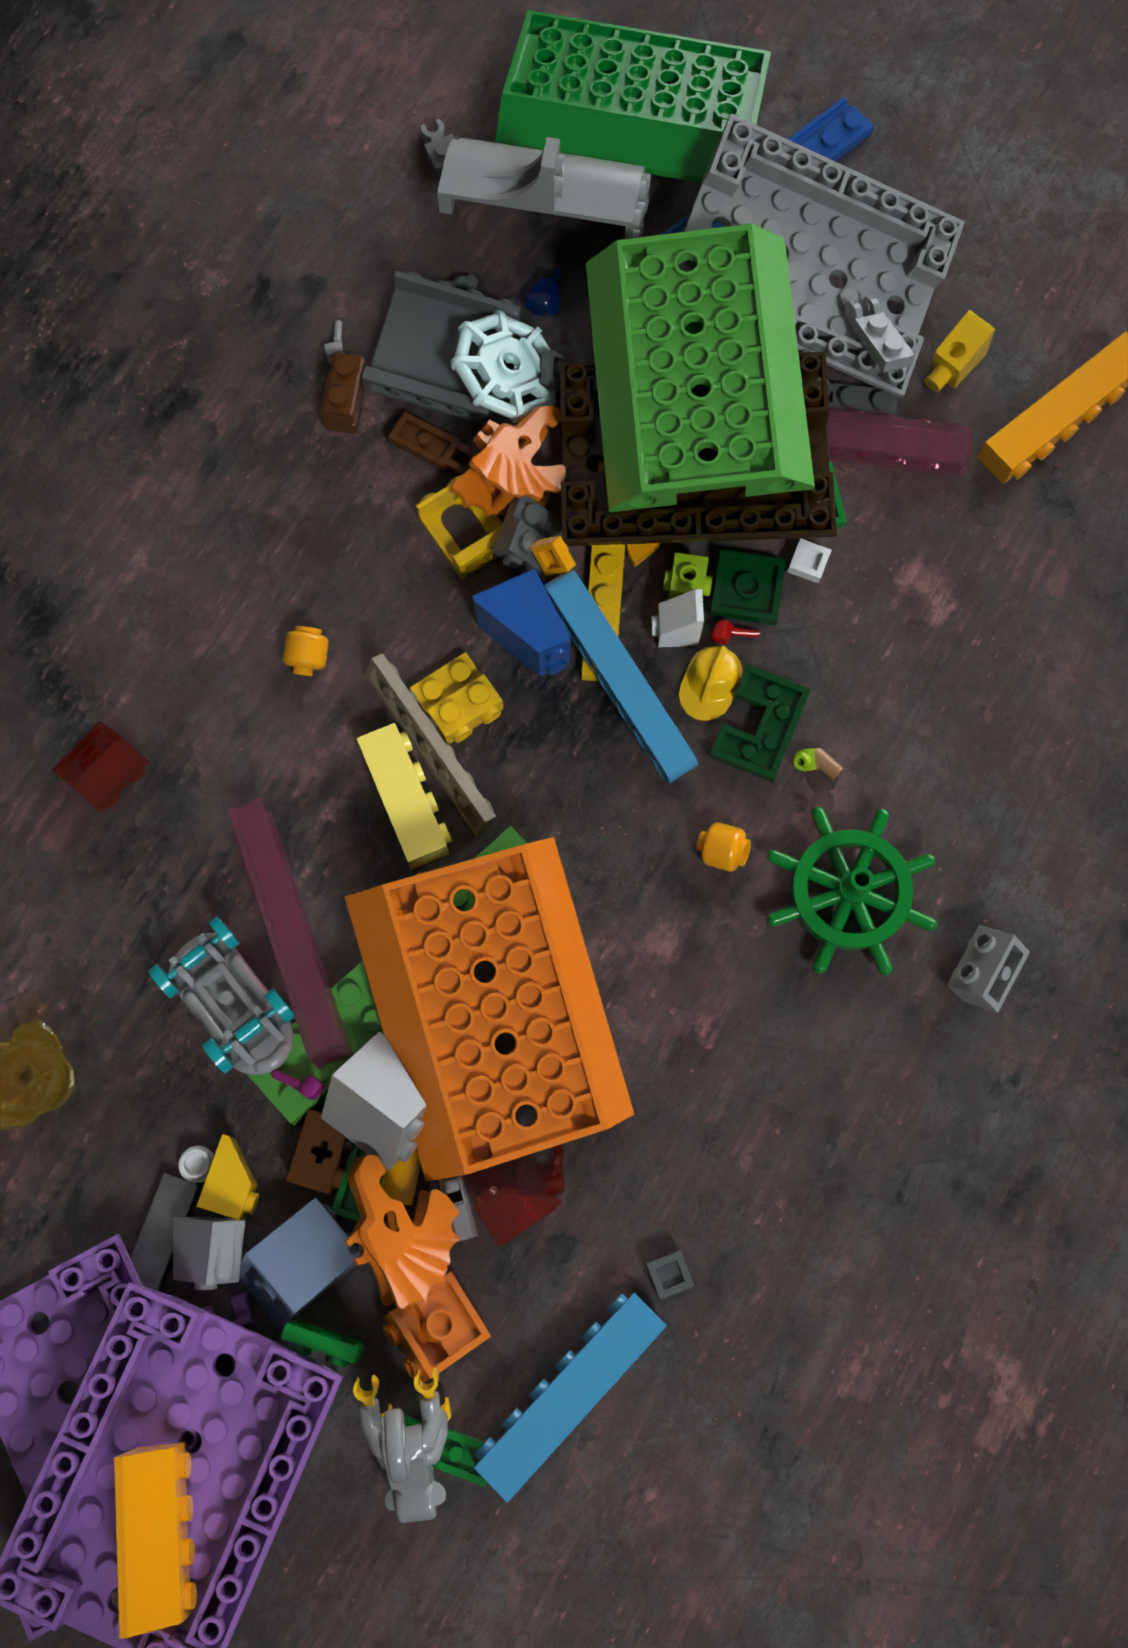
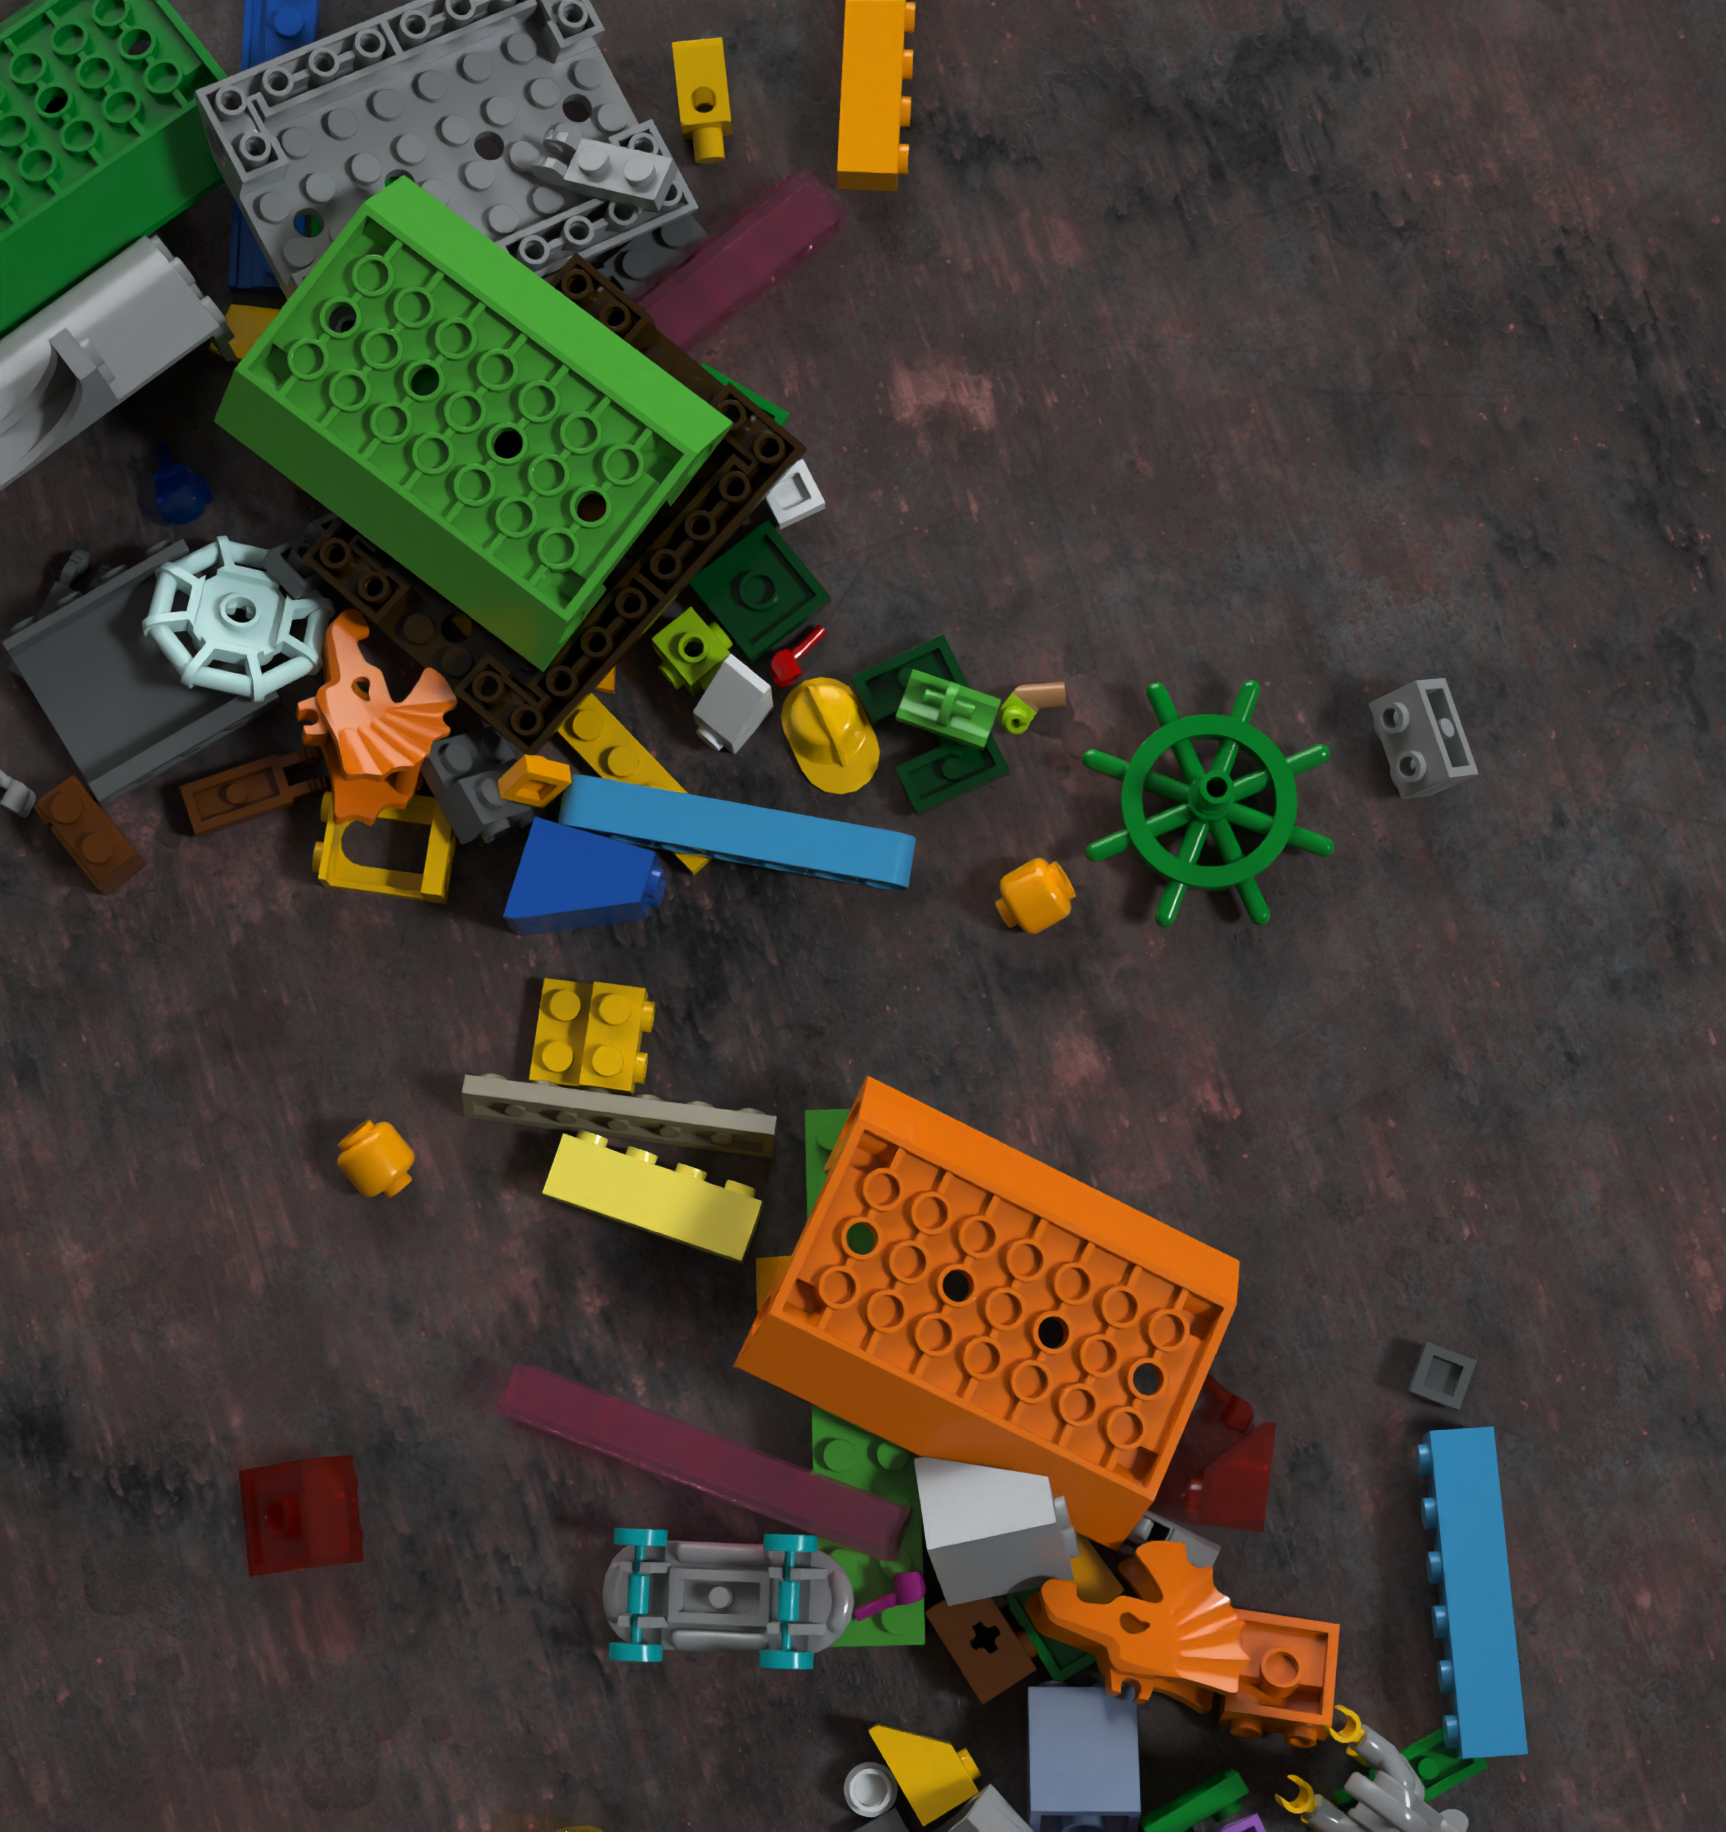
camera: 45 degrees left, 5 degrees up
(775, 719) = (948, 709): none -> bright green hips

